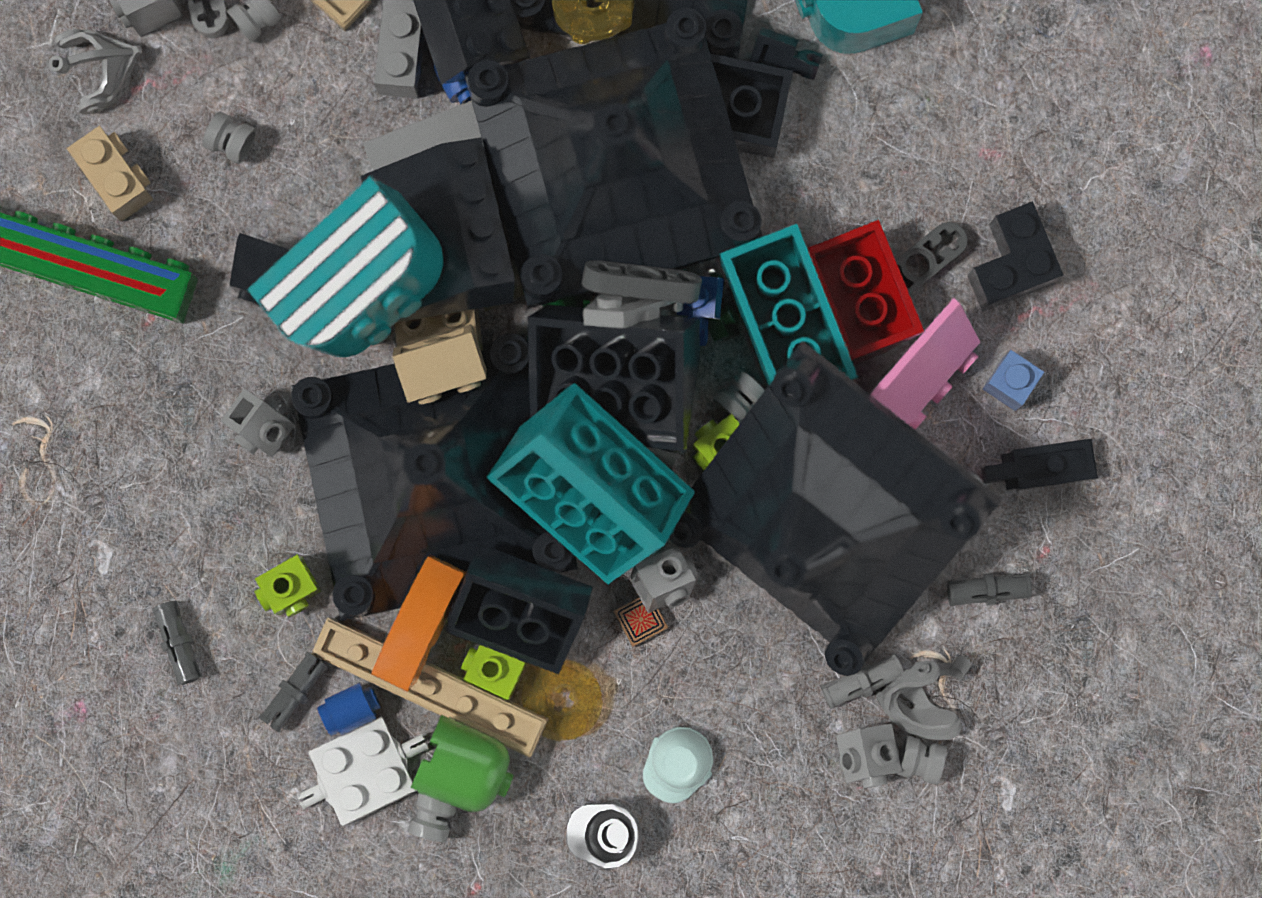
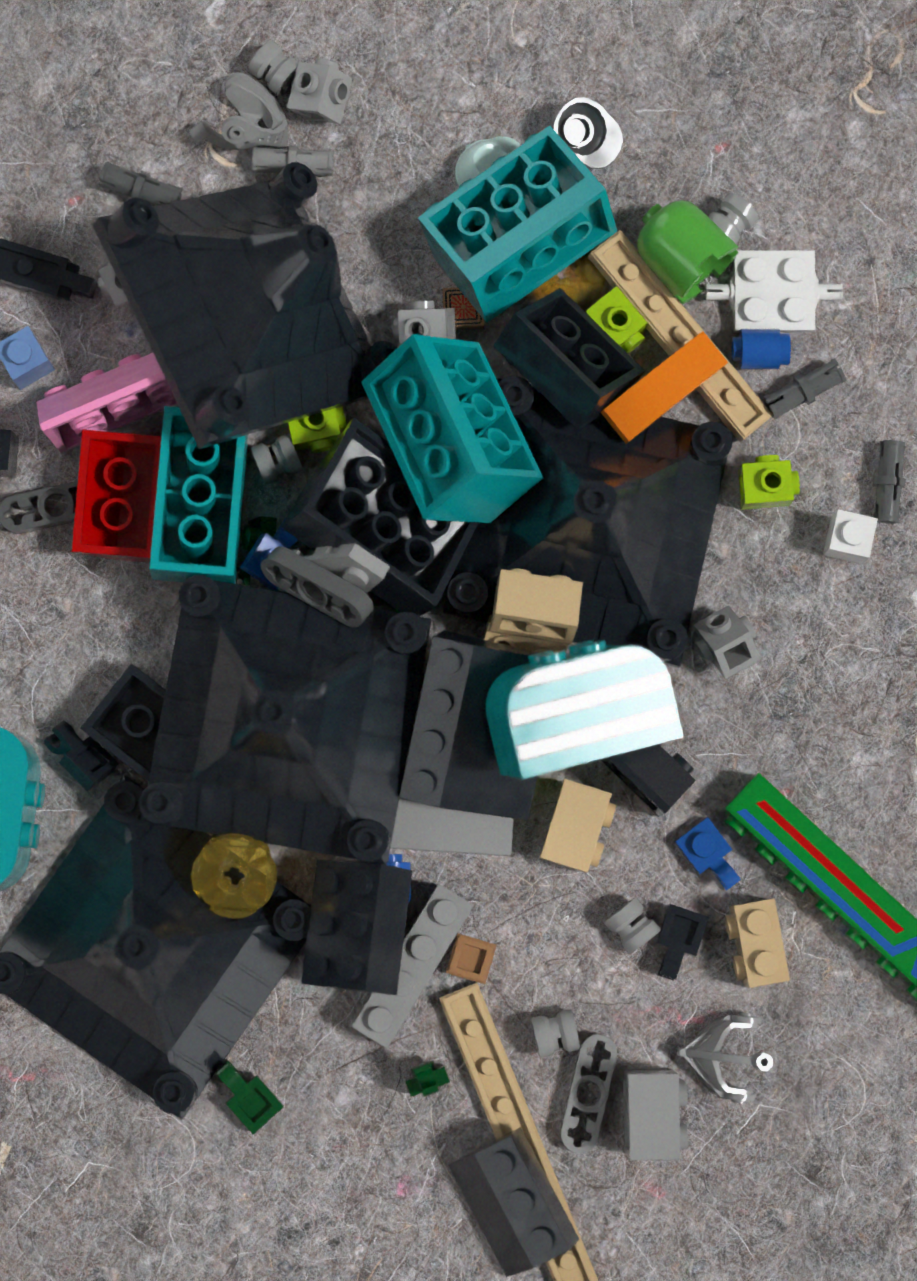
camera: 155 degrees left, 0 degrees up
(182, 150) = (681, 934): none -> black plate
(189, 572) = (850, 536): none -> white brick
(194, 236) = (705, 849): none -> blue plate
(315, 190) = (577, 826): none -> tan brick
(357, 46) = (471, 958): none -> medium nougat tile
(625, 712) = (518, 223): none -> teal brick

